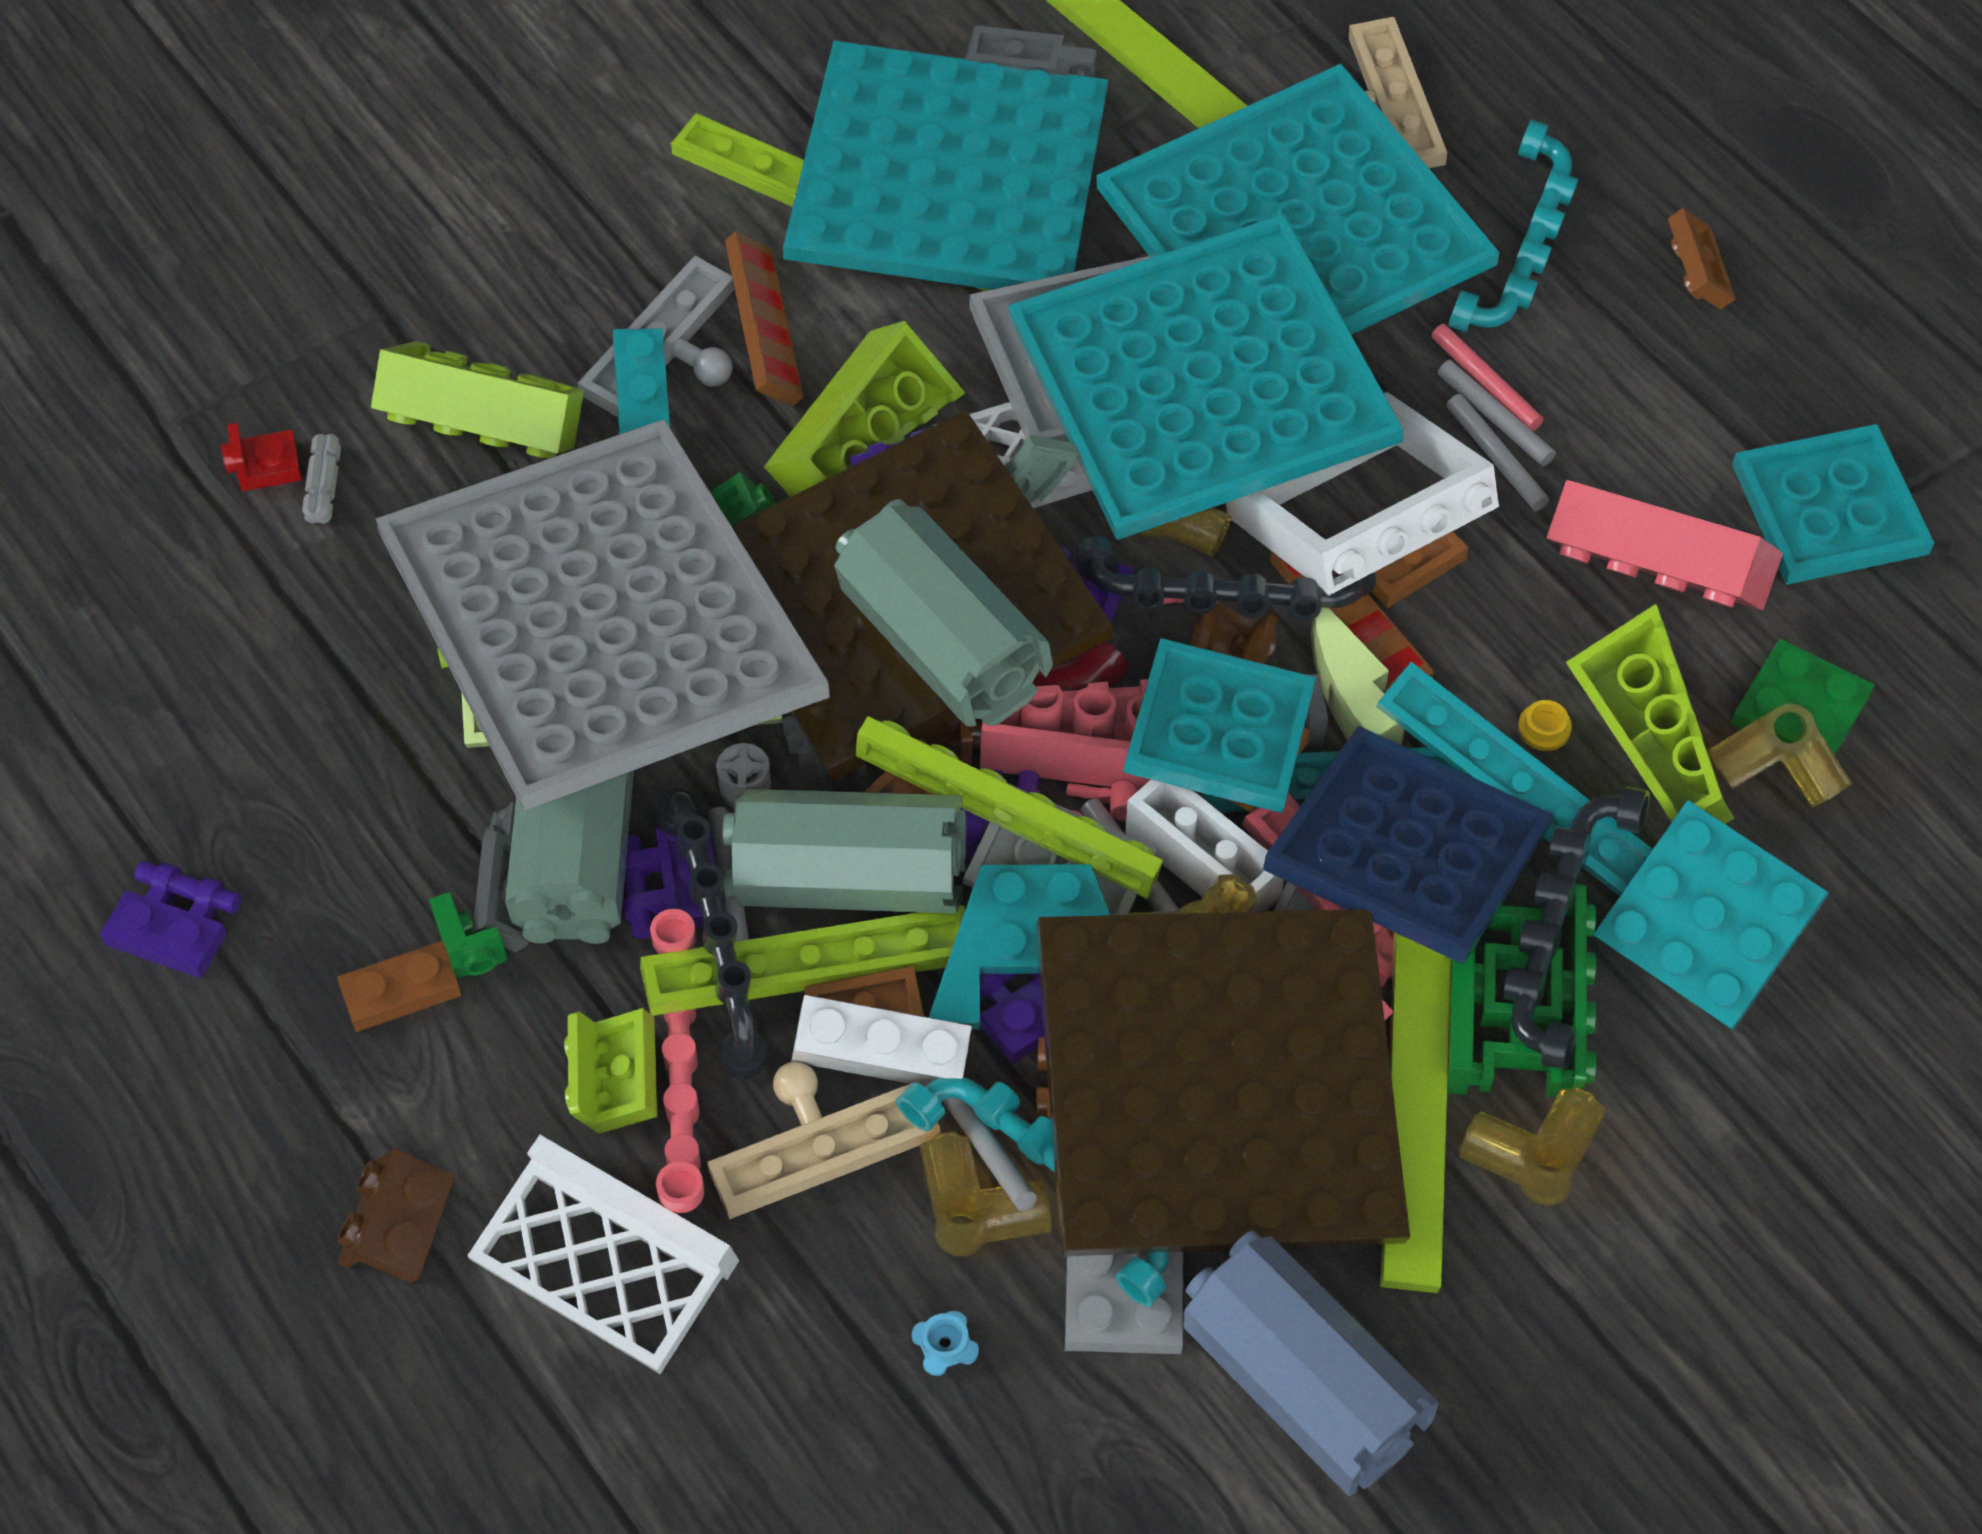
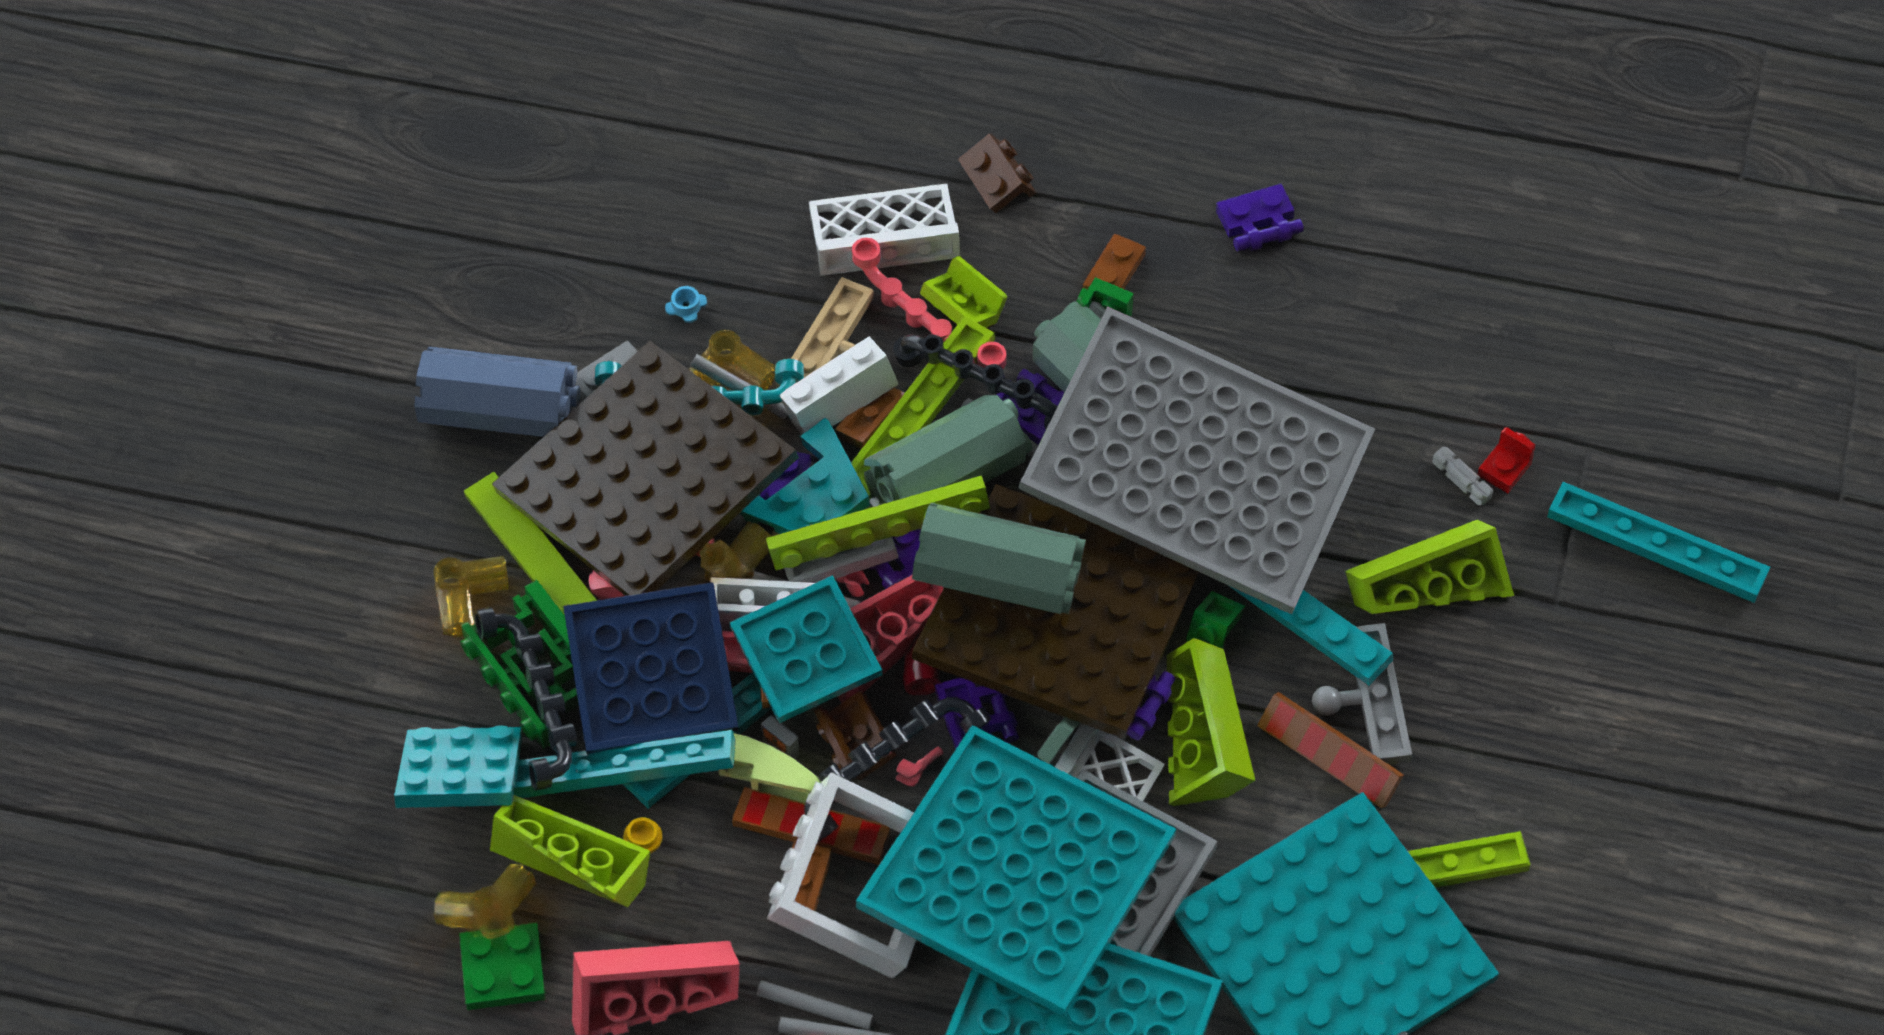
camera: 140 degrees right, 0 degrees up
(228, 282) = (1658, 542): none -> teal plate

